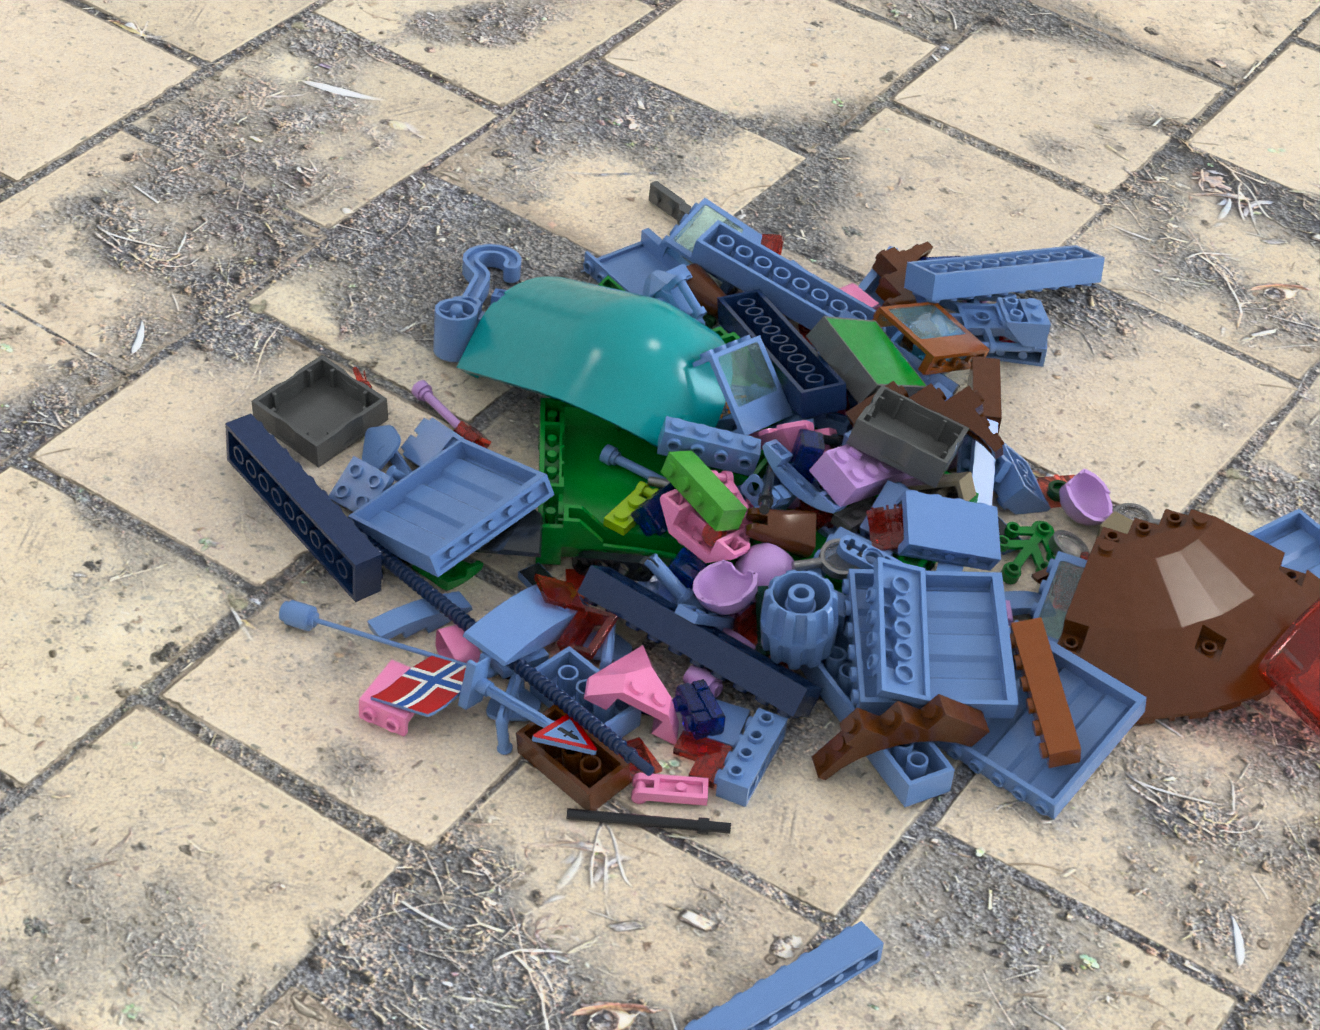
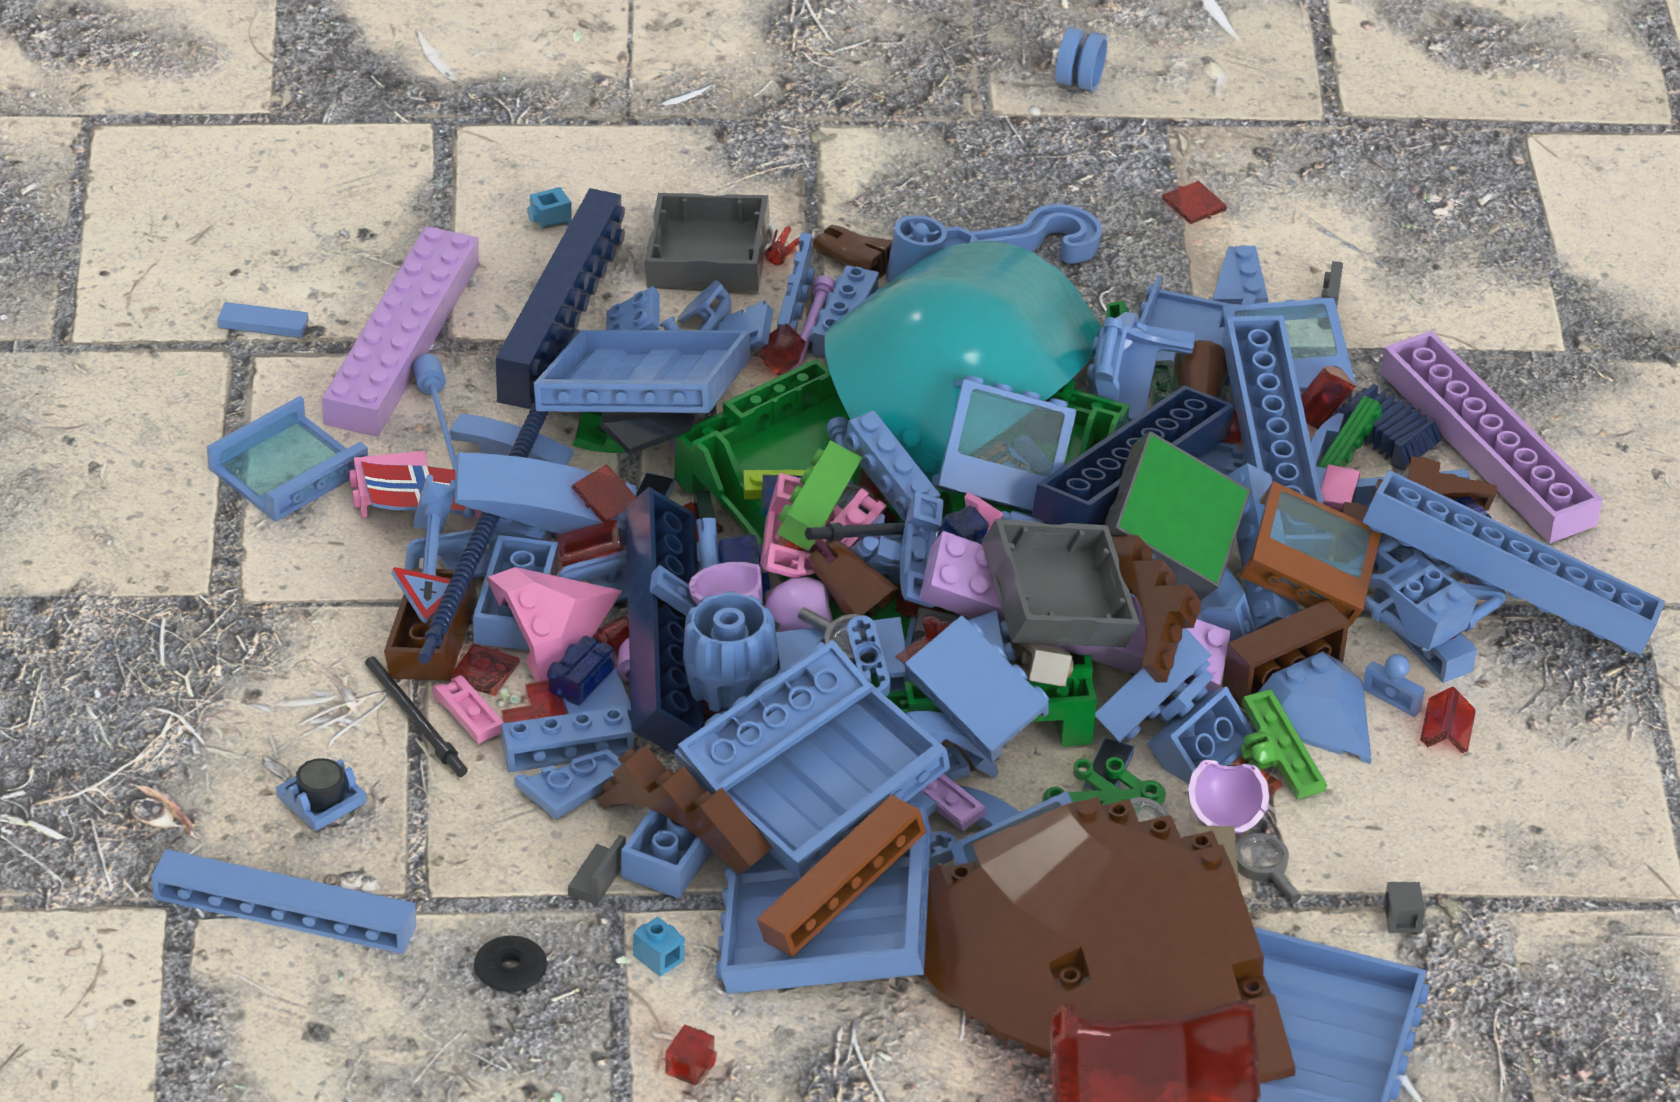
camera: 55 degrees right, 0 degrees up
(130, 667) = (263, 319): none -> medium blue tile
(189, 466) = (550, 208): none -> dark azure brick
(238, 603) = (400, 331): none -> lavender brick
(306, 742) = (282, 460): none -> panel
(342, 159) = (1081, 59): none -> medium blue wheel
(407, 355) = (854, 249): none -> reddish brown piece
(413, 396) = (798, 285): none -> medium blue wing
(461, 394) = (849, 291): none -> medium blue brick
(515, 203) = (1194, 202): none -> clear red piece
(610, 227) = (1240, 275): none -> medium blue wing
(671, 674) = (614, 633): none -> clear red brick
(688, 912) = (322, 792): none -> piece
(794, 779) = (571, 785): none -> medium blue wing
(813, 258) = (1353, 433): none -> green piece
(816, 252) = (1398, 430): none -> dark blue piece
(863, 221) = (1491, 437): none -> lavender brick
(894, 813) = (597, 872): none -> dark grey panel
(954, 921) = (510, 979): none -> black wheel
(994, 824) = (658, 946): none -> dark azure brick
(1031, 424) = (1324, 704): none -> medium blue wedge
(1043, 383) = (1391, 686): none -> medium blue plate
(1051, 455) = (1279, 745): none -> bright green plate
(1082, 382) = (1448, 717): none -> clear red panel
(1109, 866) = (690, 1055): none -> clear red brick
(1228, 488) = (1404, 907): none -> dark grey brick

